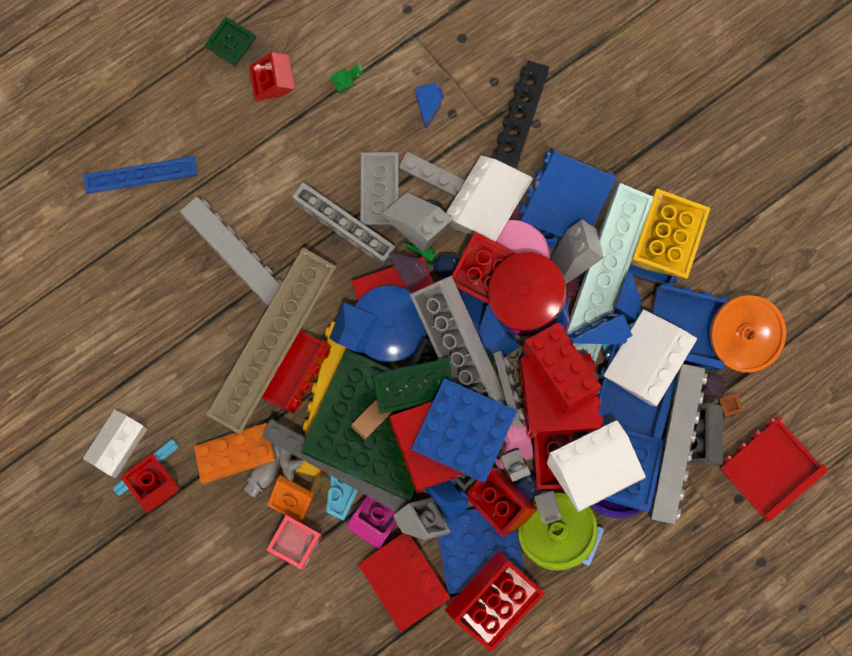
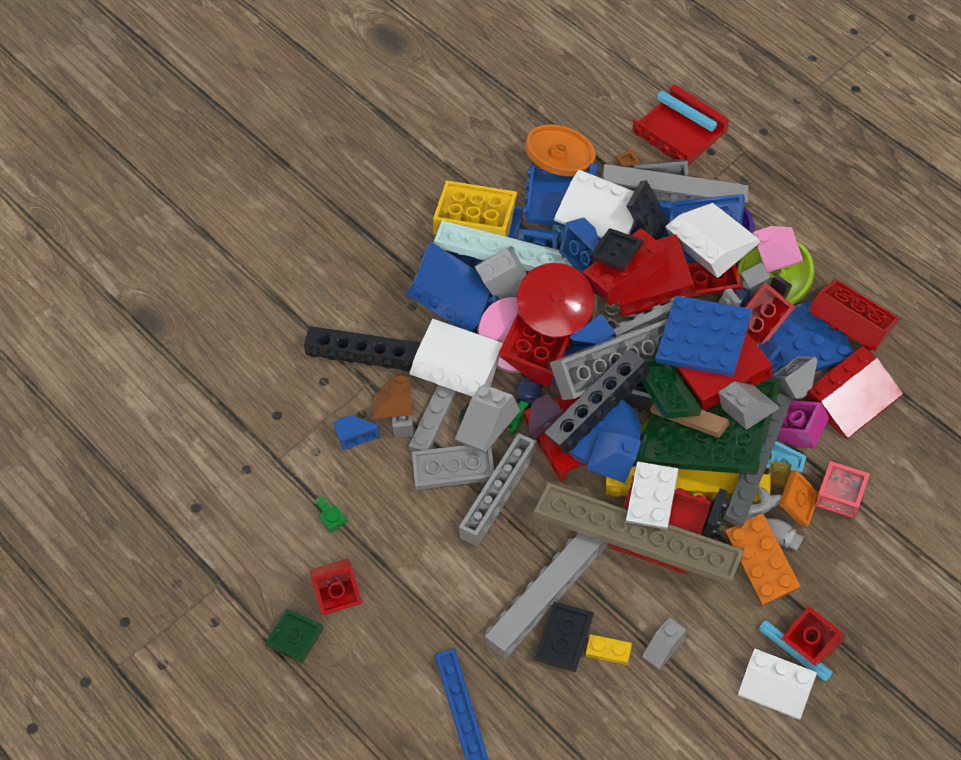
camera: 95 degrees left, 20 degrees down
(169, 352) = (664, 643): none -> light grey slope
(174, 304) = (608, 649): none -> yellow plate
(191, 267) = (564, 636): none -> black plate
(276, 412) = (714, 517): none -> black plate
(300, 355) = (652, 495): none -> white plate
(381, 280) = (608, 390): none -> black brick
(381, 459) = (746, 403): none -> light grey slope
(433, 146) = (403, 426): none -> light grey slope
(454, 140) = (393, 399): none -> dark orange slope
(532, 528) = (781, 286): none -> black plate
(569, 354) = (616, 249): none -> black plate
(578, 533) = (778, 248): none -> bright pink slope
(637, 405) = (647, 210): none -> black plate
(792, 479) = (687, 111): none -> medium azure axle

